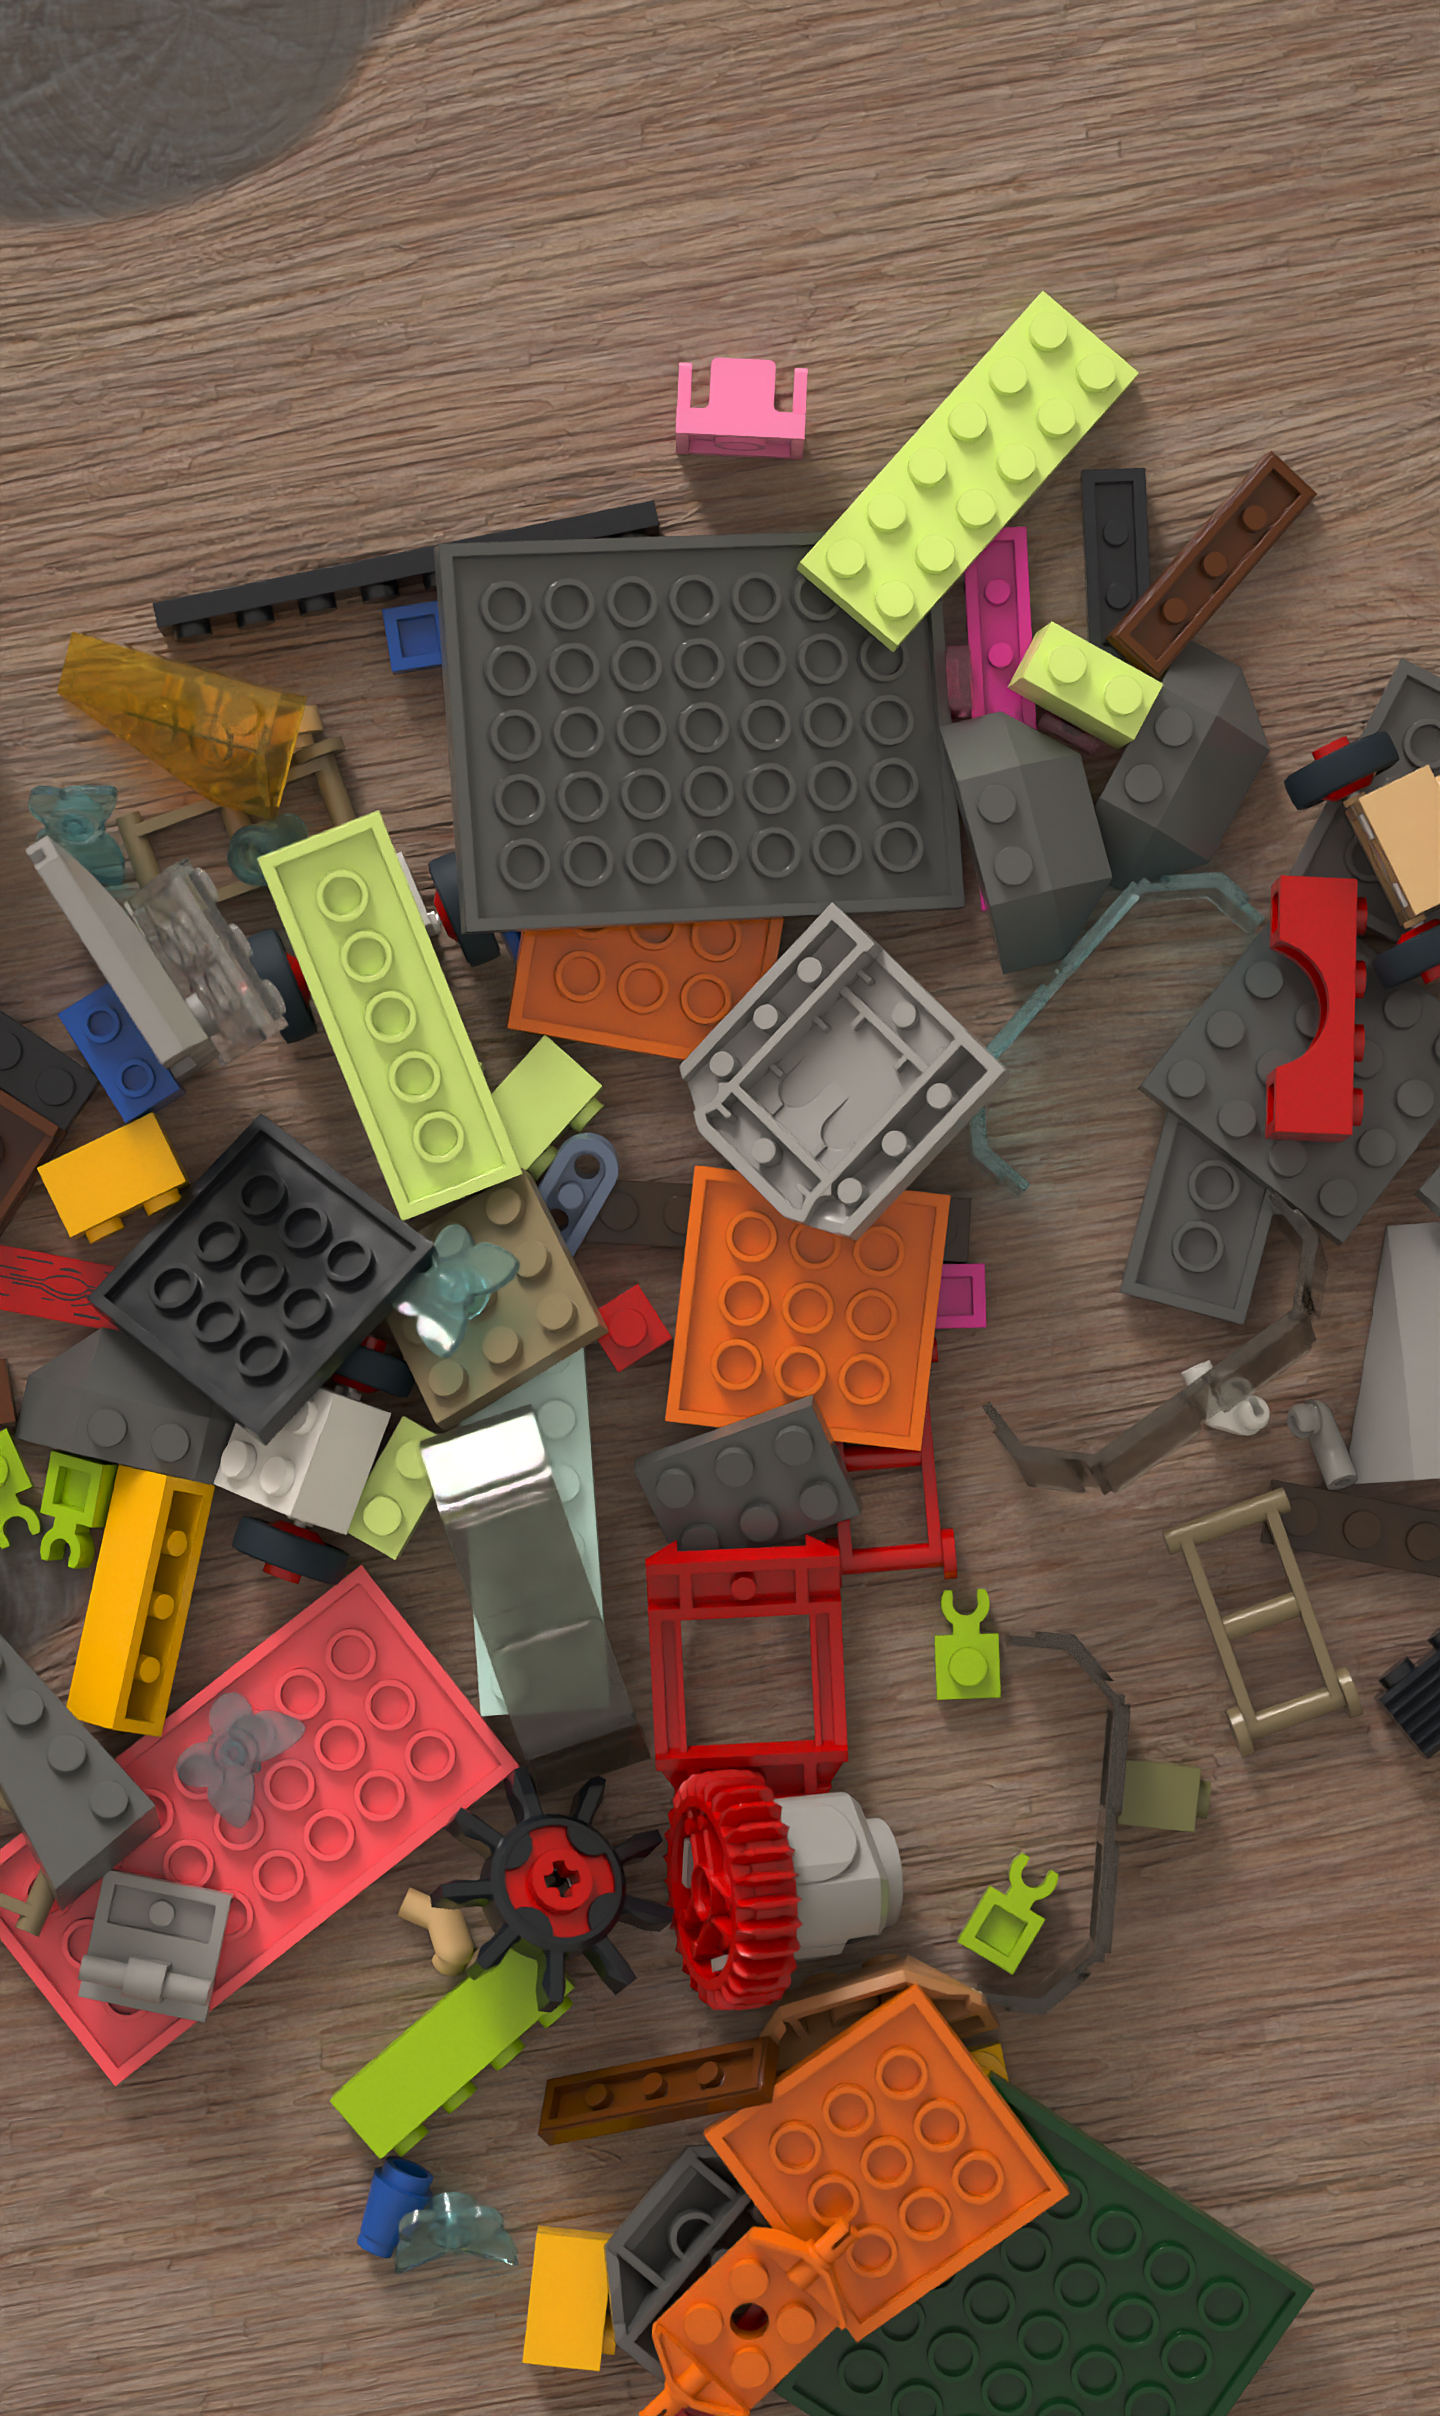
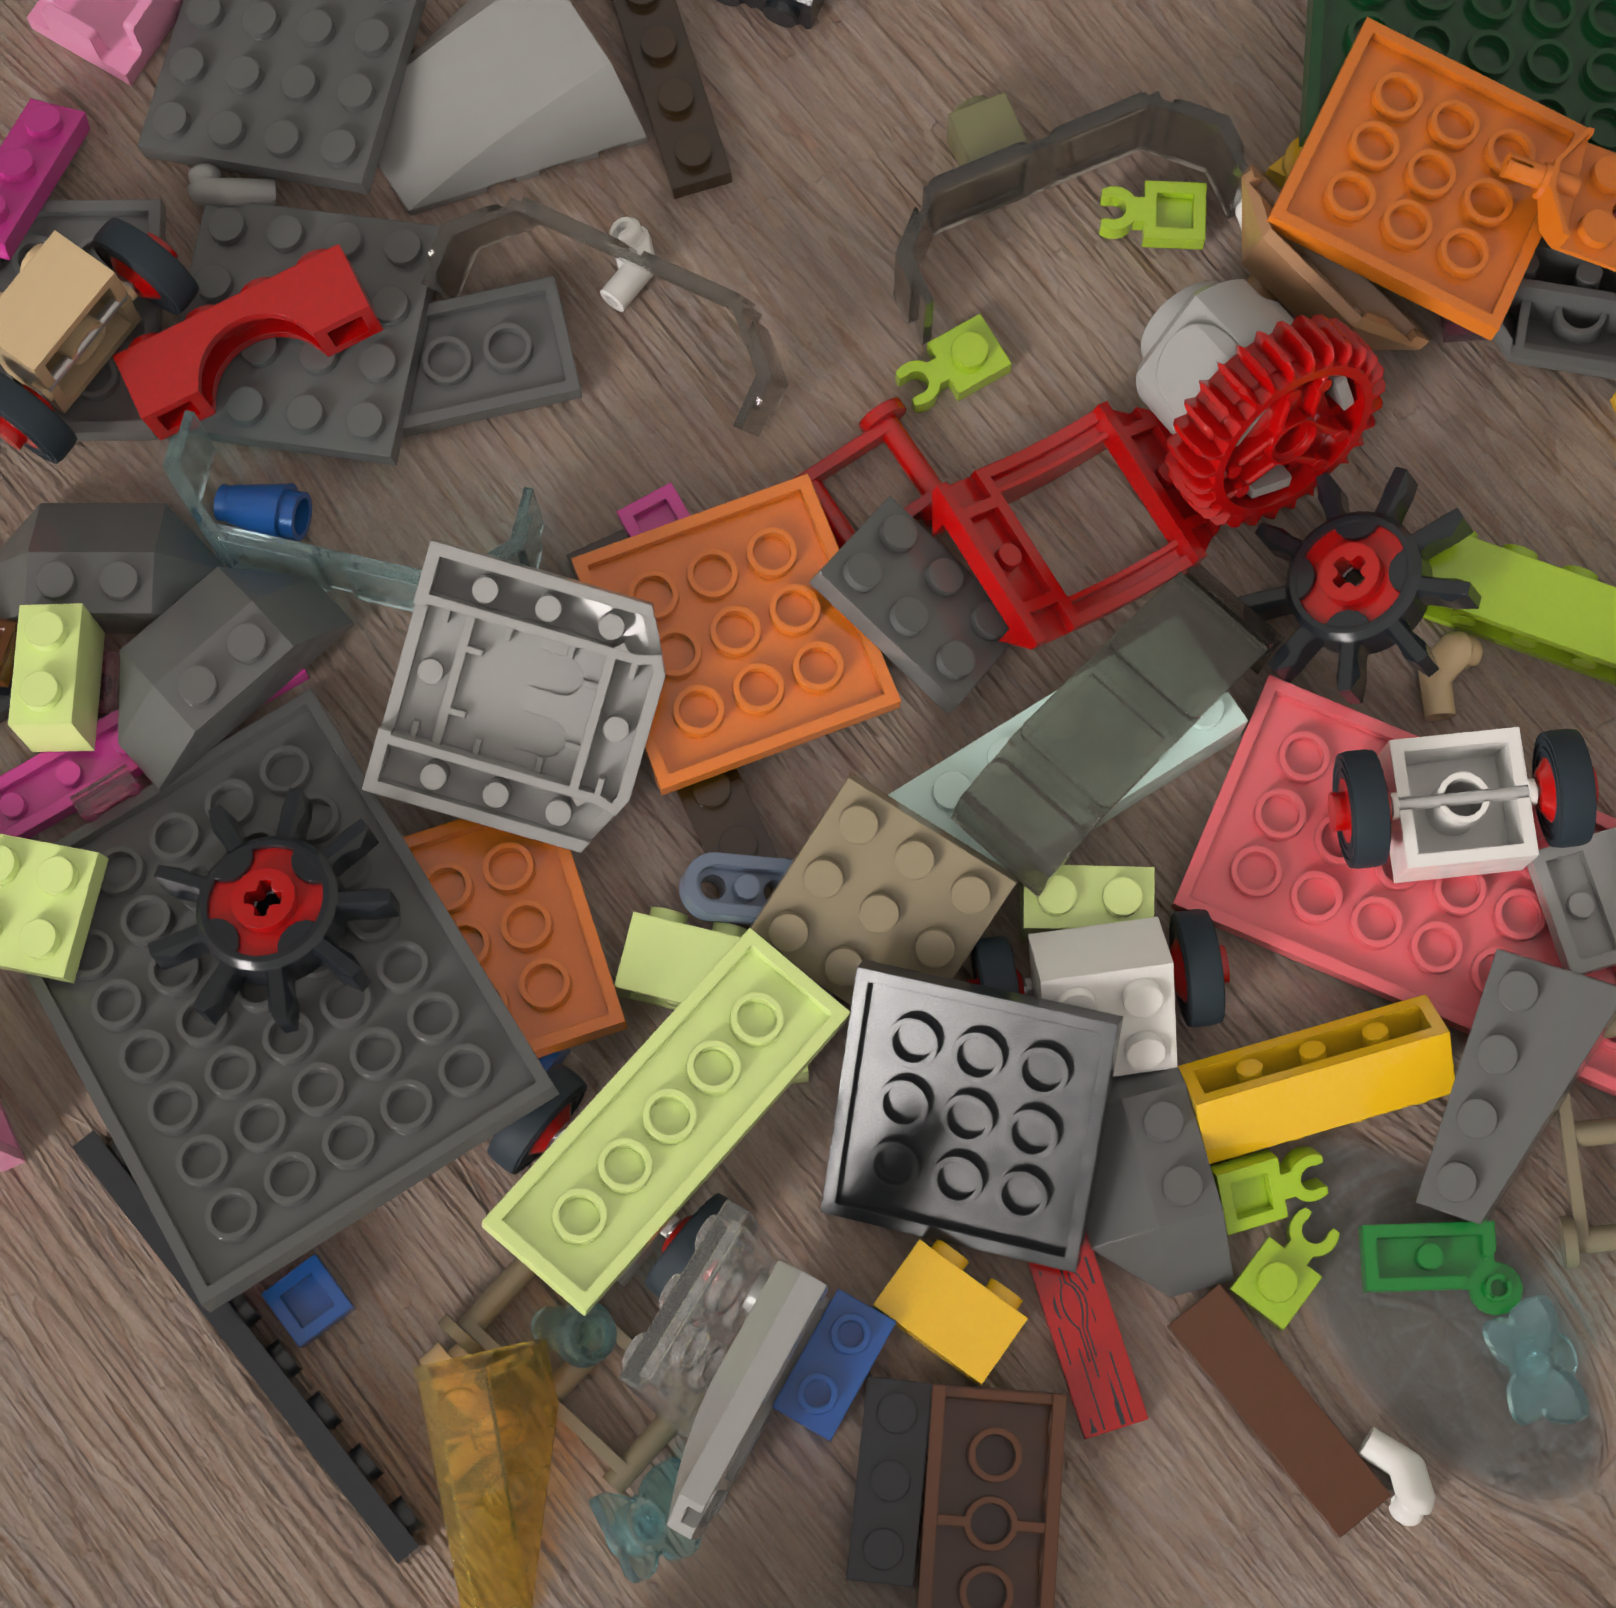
camera: 115 degrees left, 10 degrees down
(235, 1753) = (1401, 921): clear light blue animal -> none
(303, 1854) = (1462, 802): none -> brick
(455, 1288) = (885, 926): clear light blue animal -> none
(632, 1328) = (829, 768): red brick -> none
(659, 2090) = (1478, 400): reddish brown tile -> none
(722, 777) = (272, 911): none -> black gear
(1157, 950) = (265, 509): none -> blue cone
(1318, 1424) = (609, 175): light grey arm -> none
(1338, 1684) = (817, 52): dark tan piece -> none

